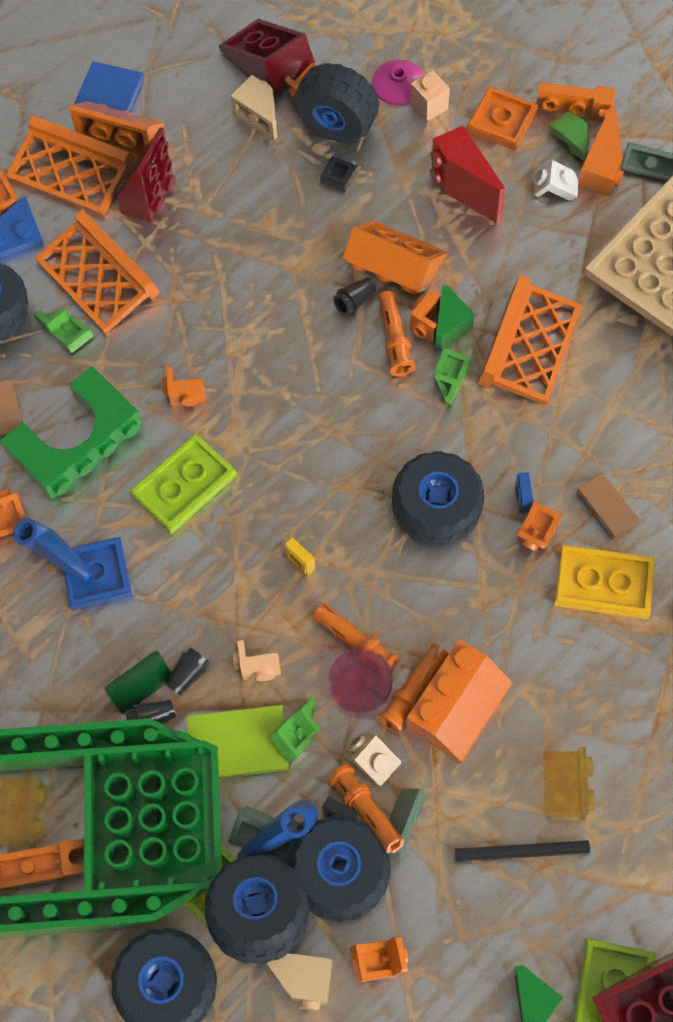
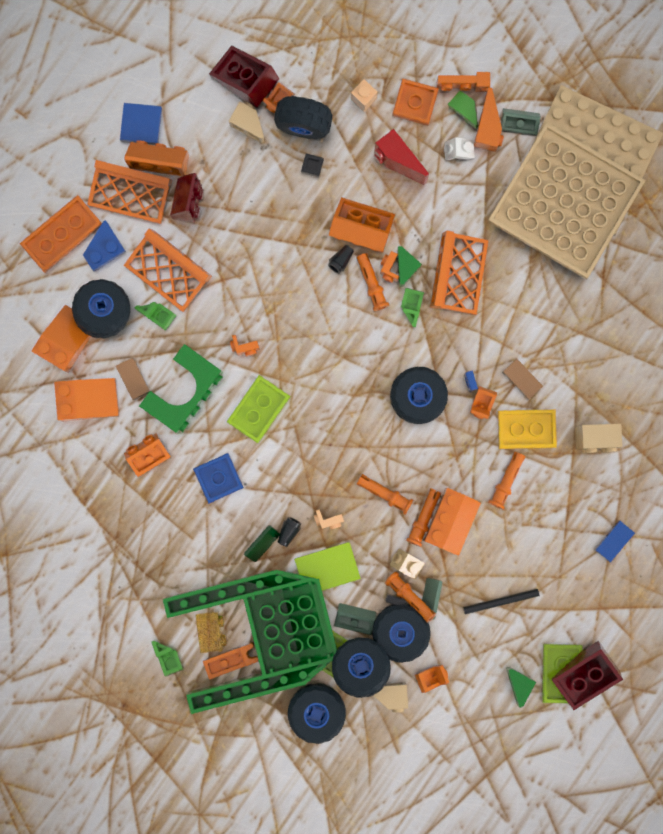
camera: 15 degrees left, 20 degrees up
(50, 547) = (188, 468): blue piece -> none
(159, 711) = (273, 562): black cone -> none
(282, 829) = (371, 615): blue piece -> none
(296, 731) = (360, 556): bright green slope -> none
(299, 557) = (341, 447): yellow tile -> none
(360, 680) = (392, 520): clear pink tile -> none
(394, 80) = (335, 90): dark pink dish -> none
(553, 664) = (503, 489): none -> orange pin
(567, 784) = (521, 558): clear yellow bracket -> none

